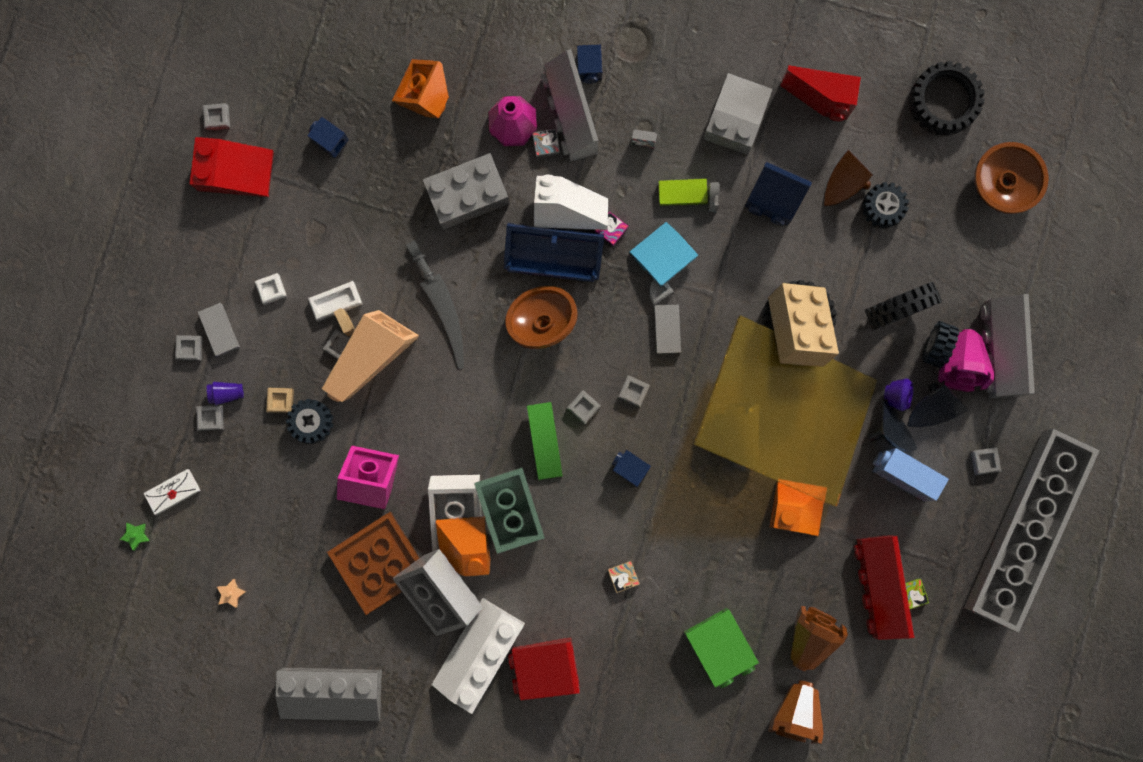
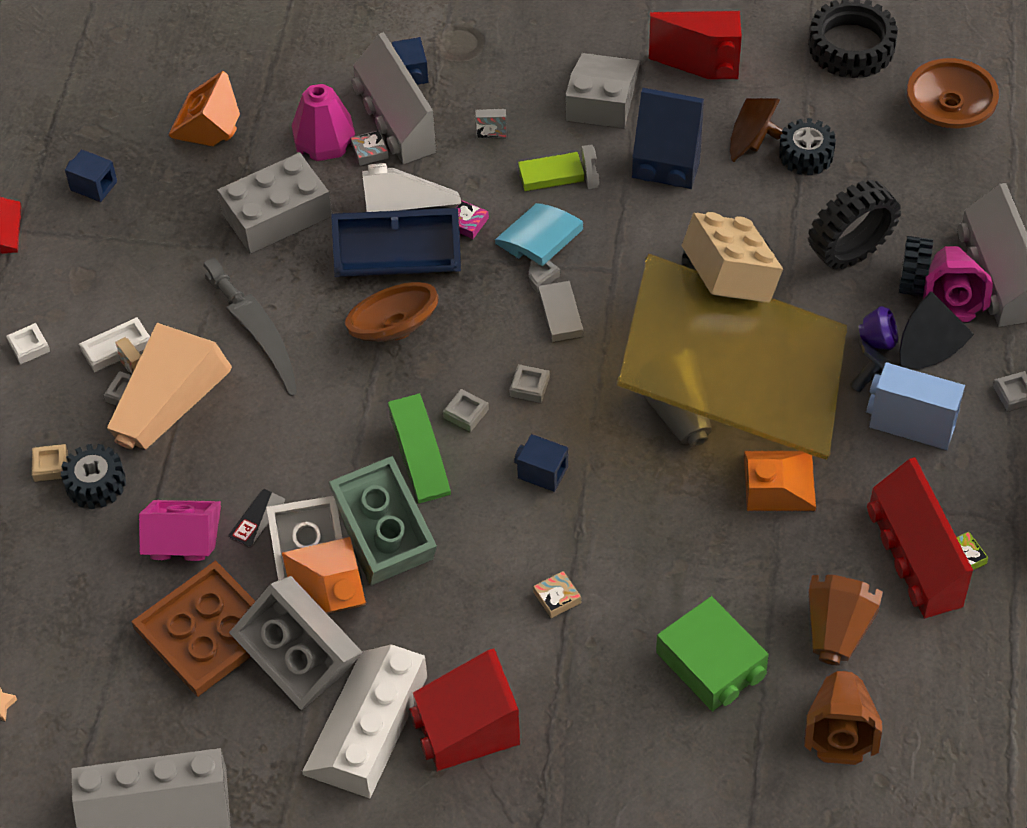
camera: 10 degrees left, 30 degrees down
(423, 471) = (255, 518): none -> sticker

